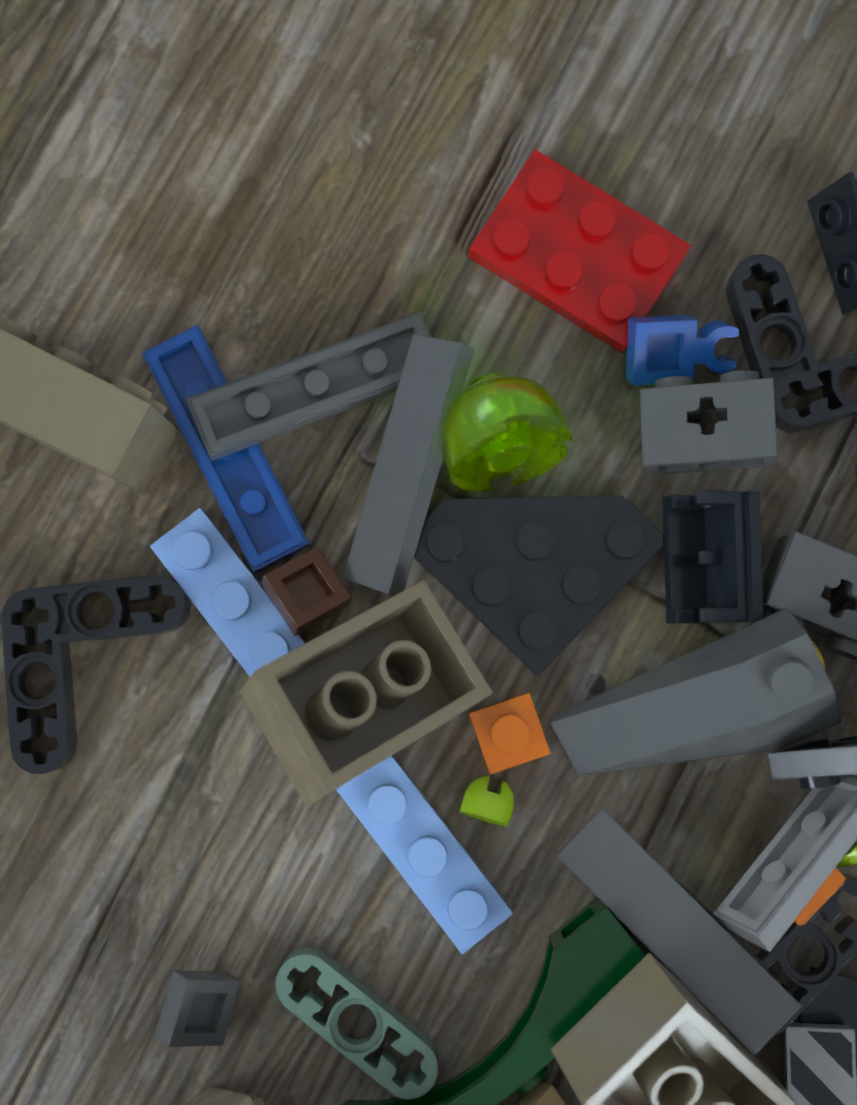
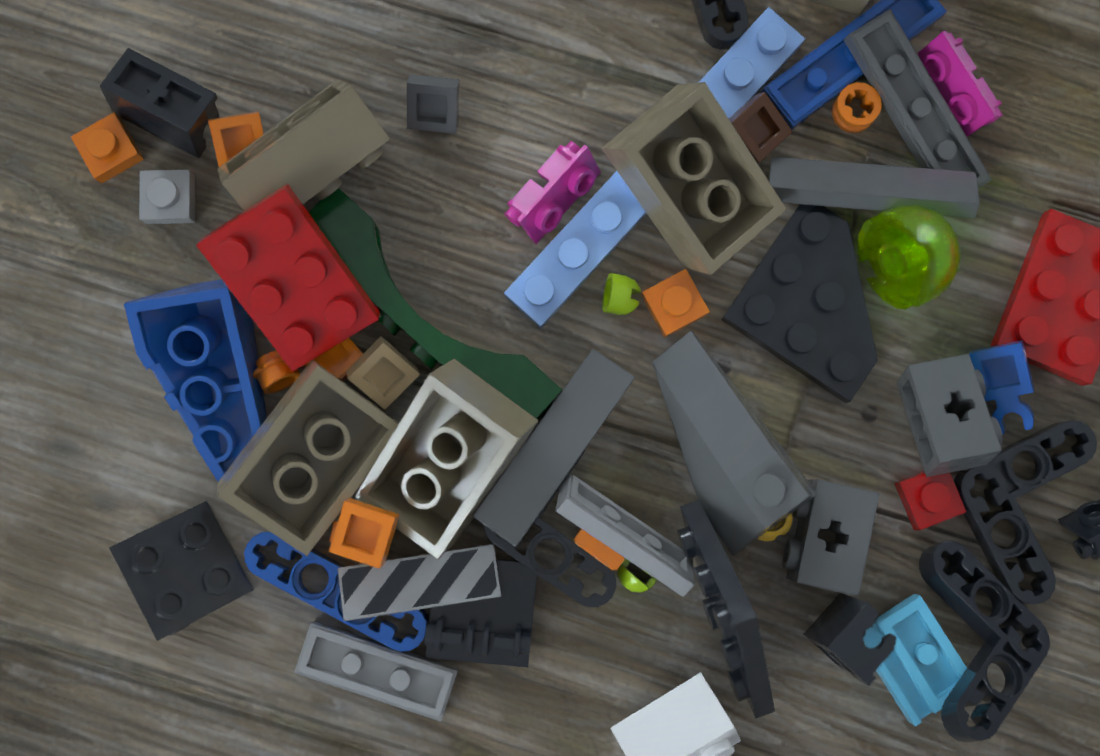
camera: 75 degrees right, 0 degrees up
(268, 338) = (952, 73): none -> dark pink hinge
(292, 441) = (870, 101): none -> orange bush
(358, 1051) = (445, 186): sand green beam -> none
(360, 887) = (569, 175): none -> dark pink hinge
(713, 557) = (844, 435): black hinge -> none
(802, 464) = (929, 499): none -> red plate

